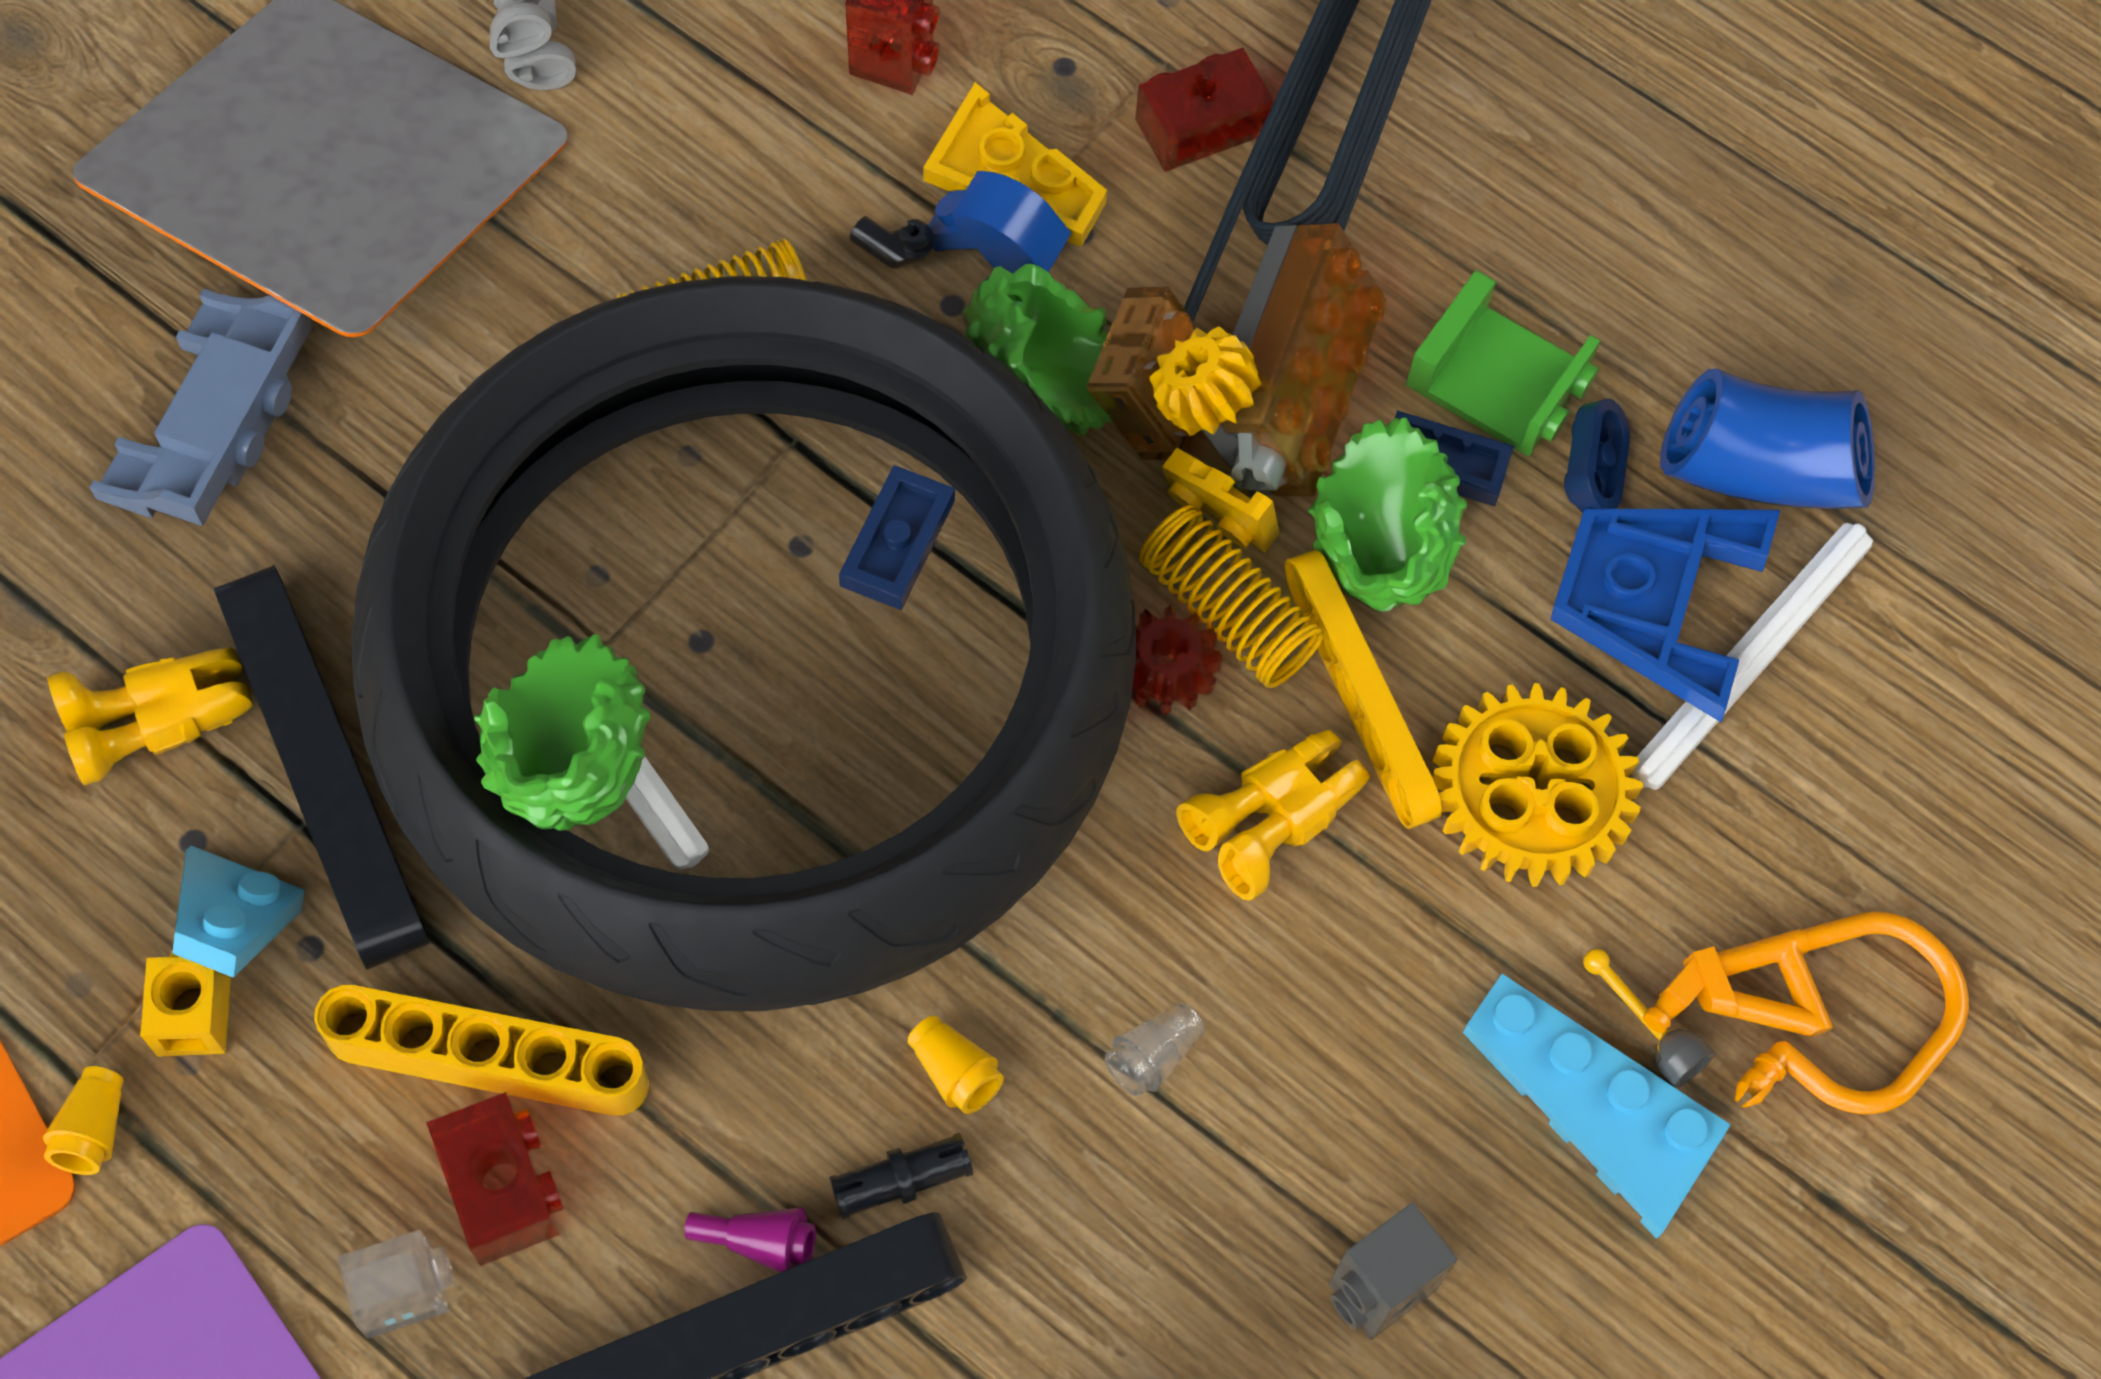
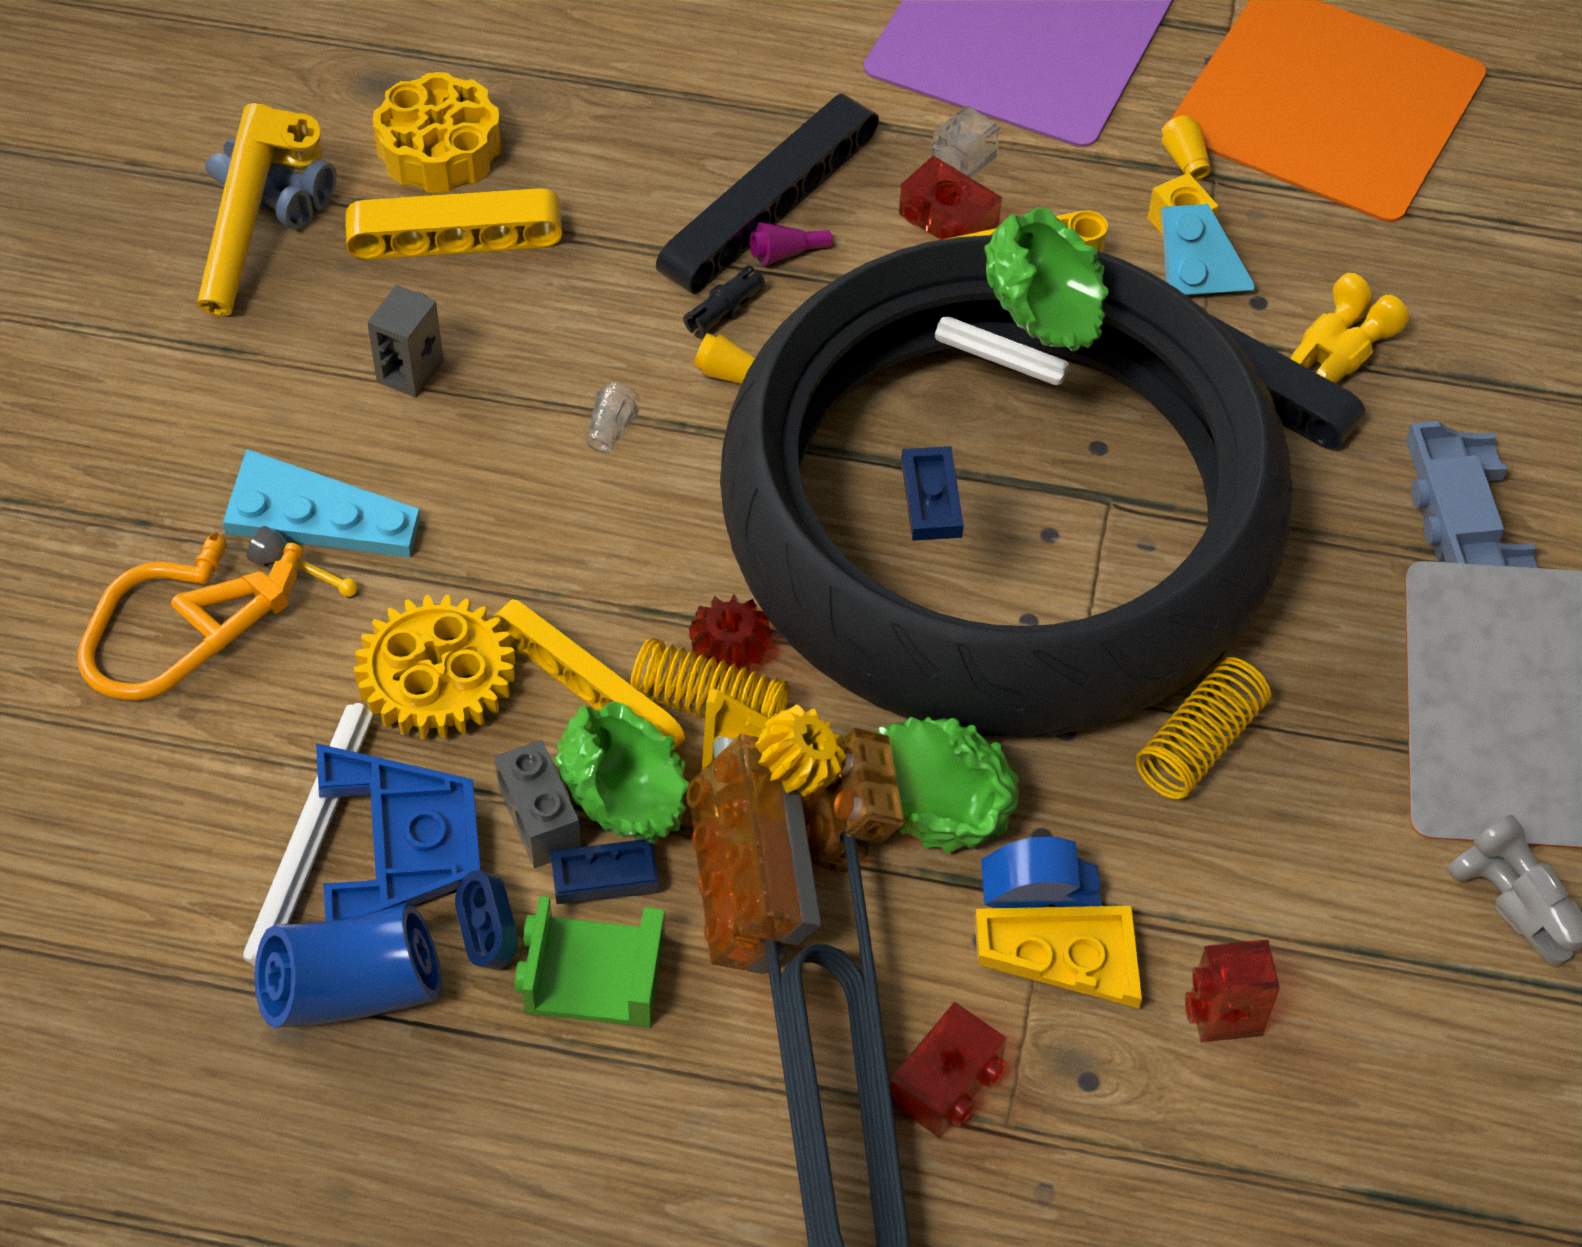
camera: 155 degrees right, 10 degrees down
(895, 247) = (1106, 847): black arm -> none
(1286, 792) = (606, 590): yellow piece -> none
(1493, 563) = (537, 802): none -> dark grey brick

